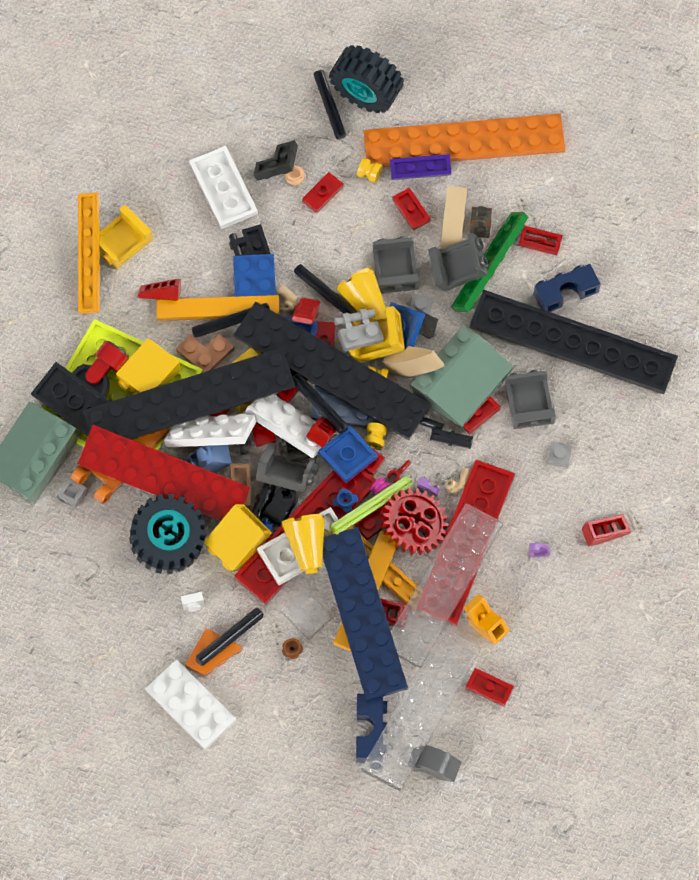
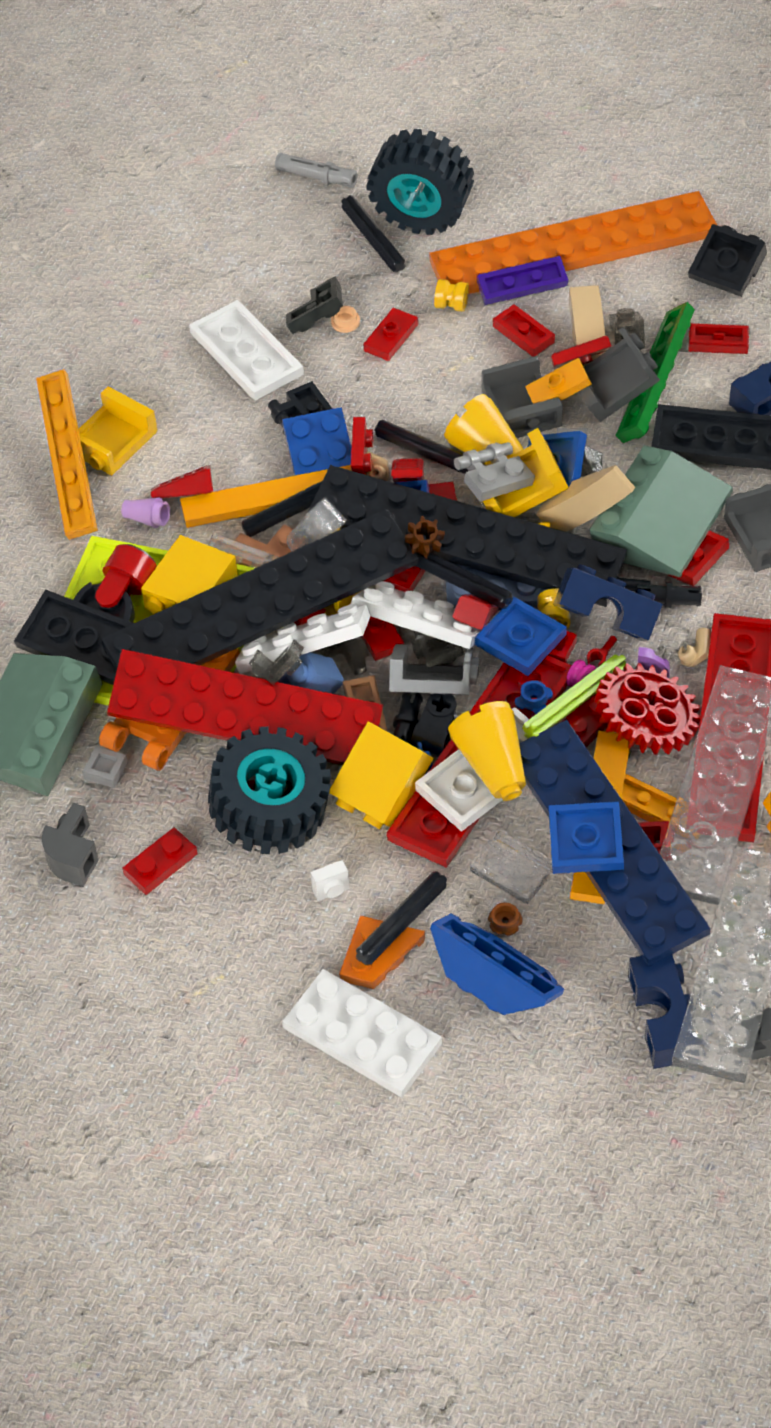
camera: 10 degrees left, 15 degrees down
(36, 545) = (66, 850): none -> dark grey brick
(94, 564) = (160, 860): none -> red plate
(135, 306) = (148, 511): none -> lavender cone
(188, 357) = (241, 550): none -> clear plate
(188, 452) = (286, 663): none -> clear smoke bracket
(235, 348) = (317, 523): none -> clear piece
(276, 681) = (491, 967): none -> blue wedge
(277, 296) = (361, 440): none -> red plate
(297, 369) = (416, 538): none -> reddish brown gear
(304, 42) = (327, 172): none -> light grey pin
(347, 614) = (586, 837): none -> blue plate
(393, 432) = (635, 611): none -> dark blue arch
(421, 263) = (559, 383): none -> light orange plate
(442, 240) = (583, 351): none -> red plate
(563, 178) = (728, 259): none -> black plate

